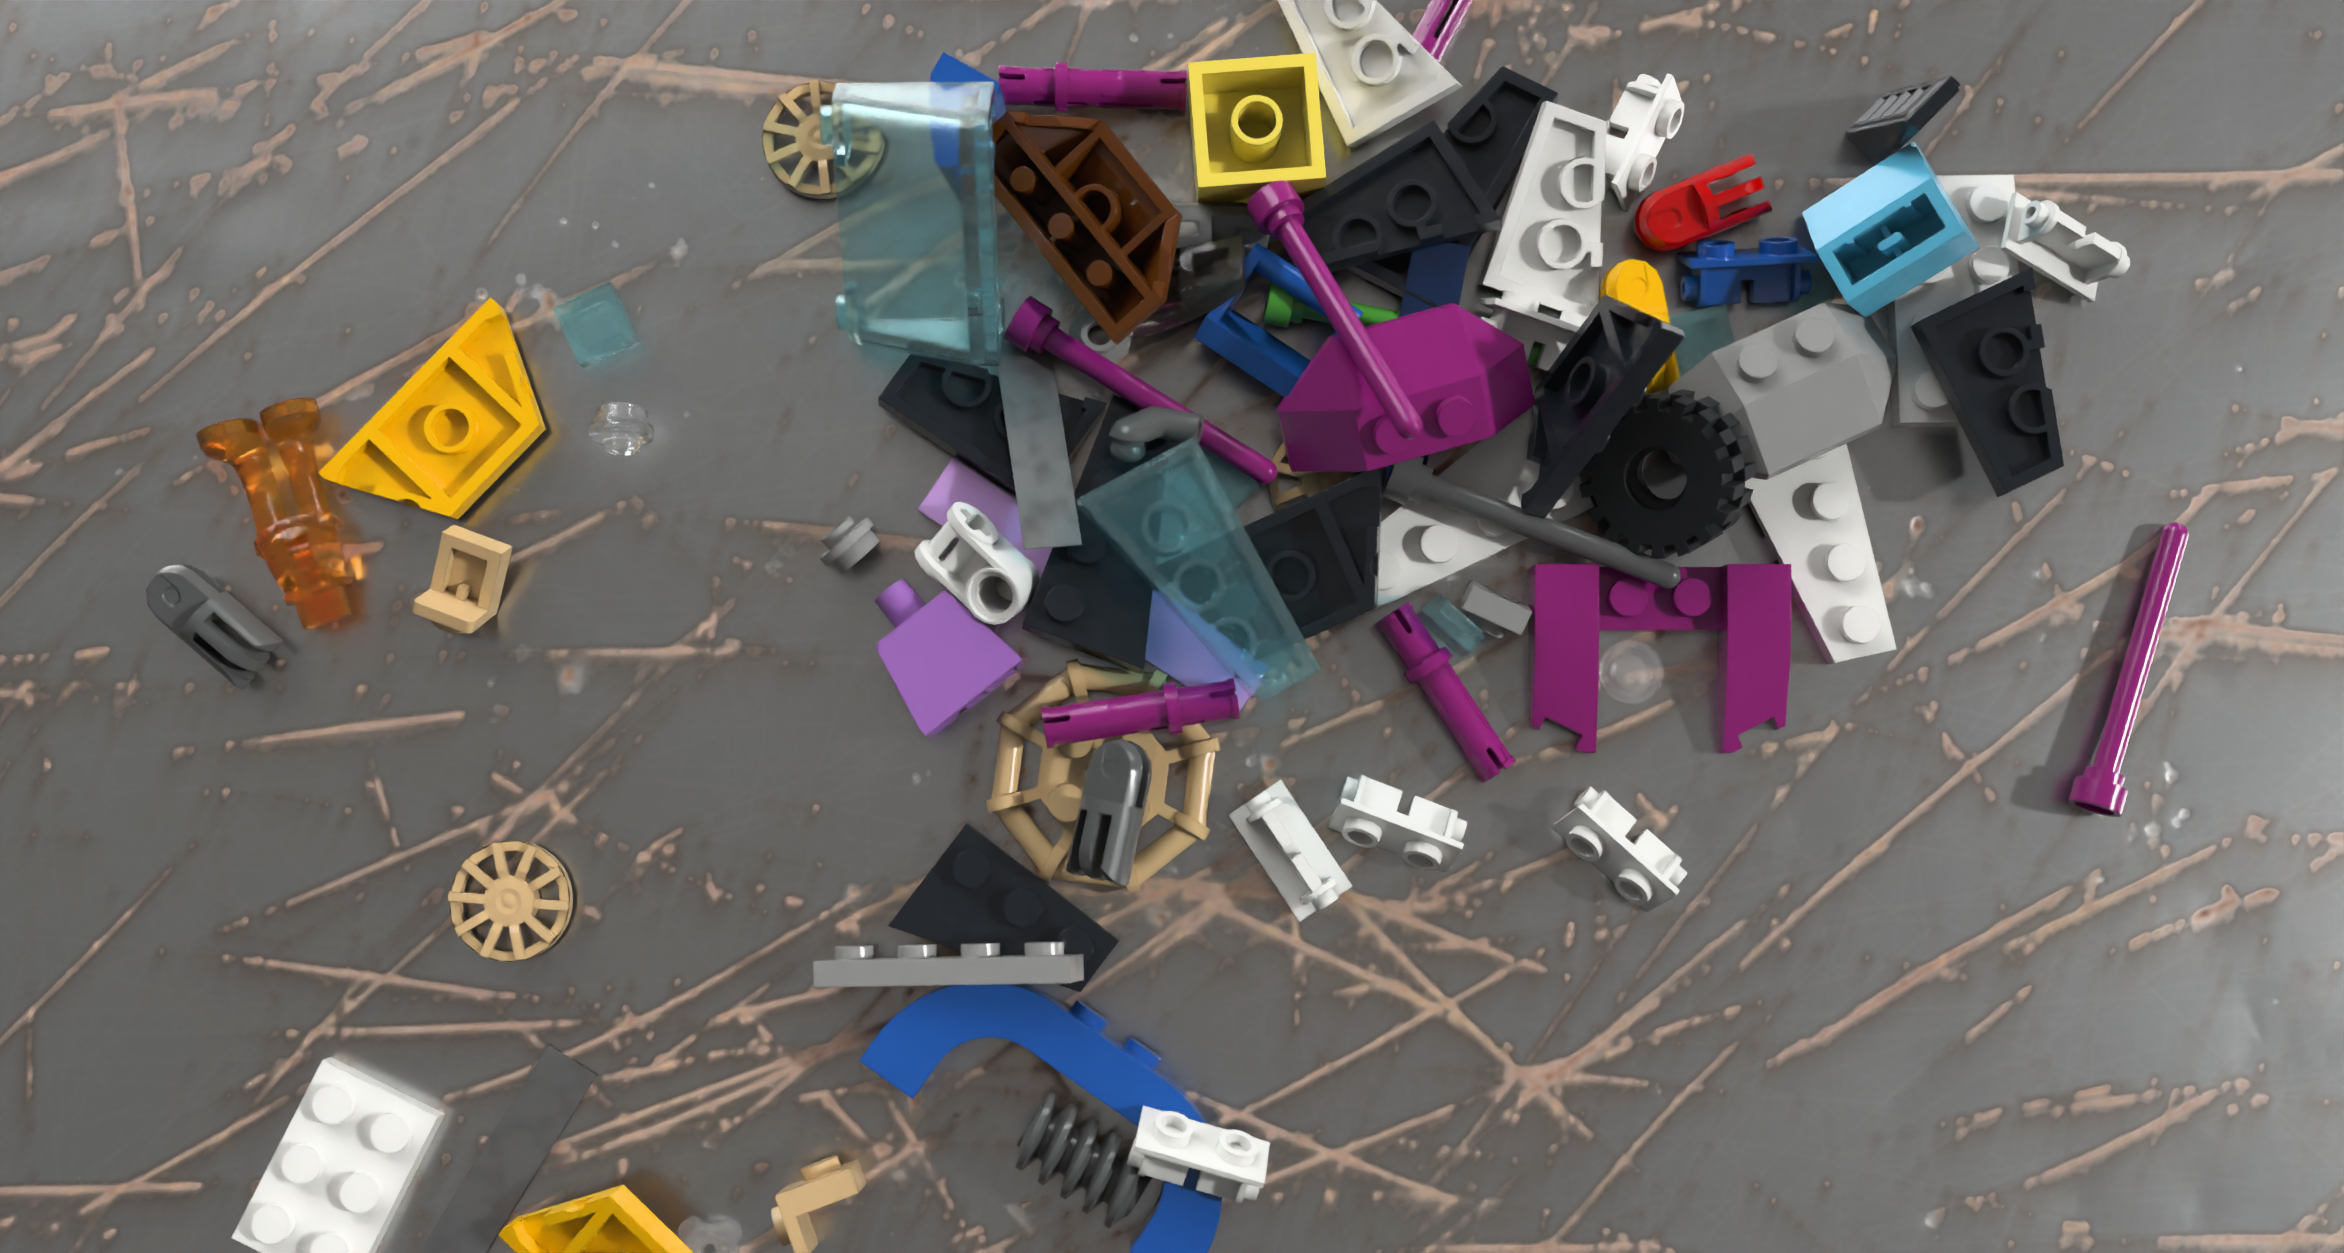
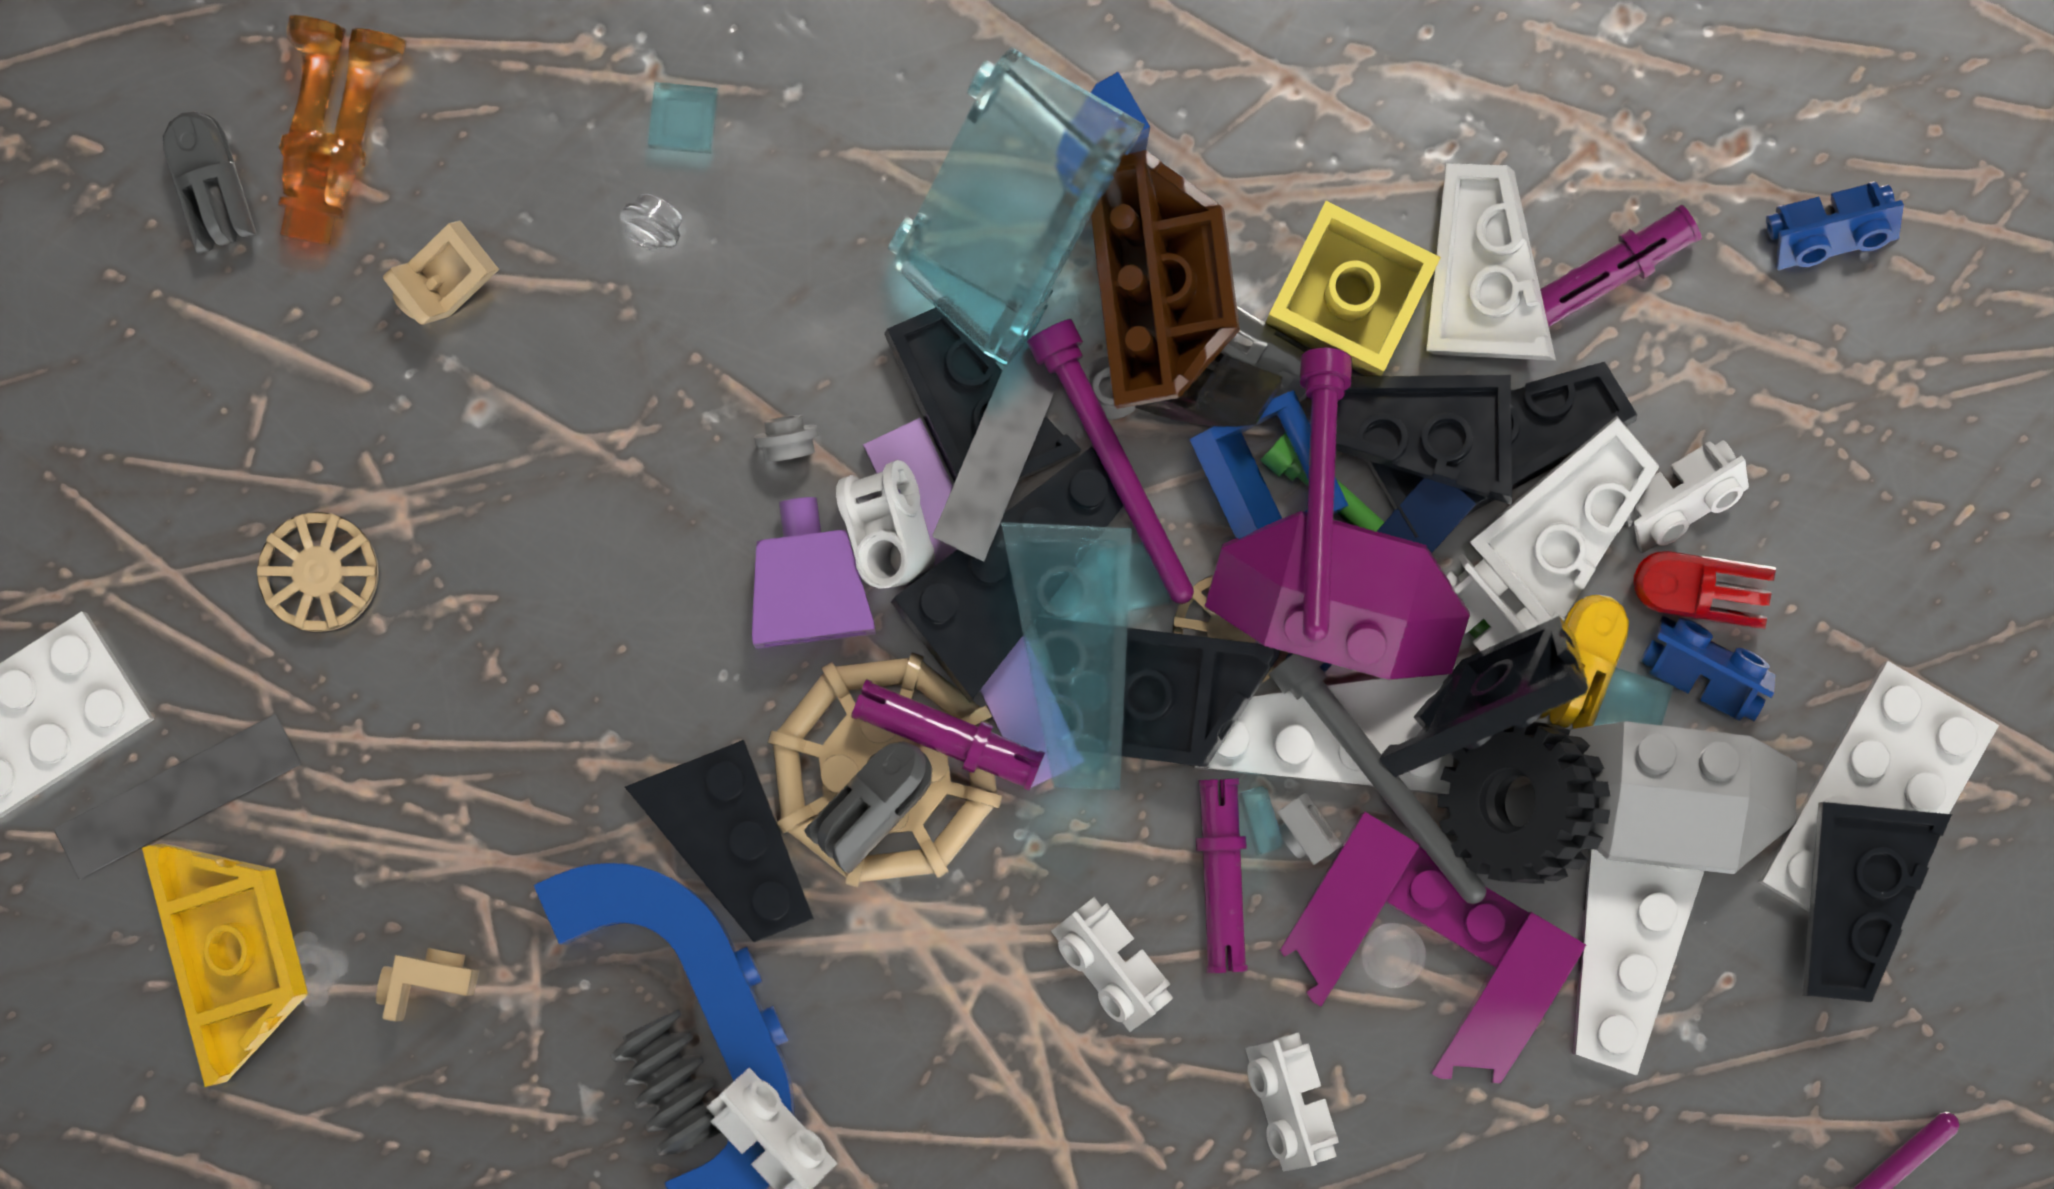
camera: 30 degrees right, 0 degrees up
(448, 424) = (506, 131): yellow wing -> none
(806, 137) = (963, 62): tan wheel -> none
(976, 966) = (633, 837): light grey plate -> none
(1093, 87) = (1235, 166): magenta pin -> none
(1151, 424) = (1104, 492): dark grey arm -> none
(1290, 851) = (1006, 930): white hinge -> none
(1888, 231) = (1846, 708): medium azure slope -> none
(1899, 116) = (1922, 614): black slope -> none
(2059, 248) = (1994, 813): white hinge -> none

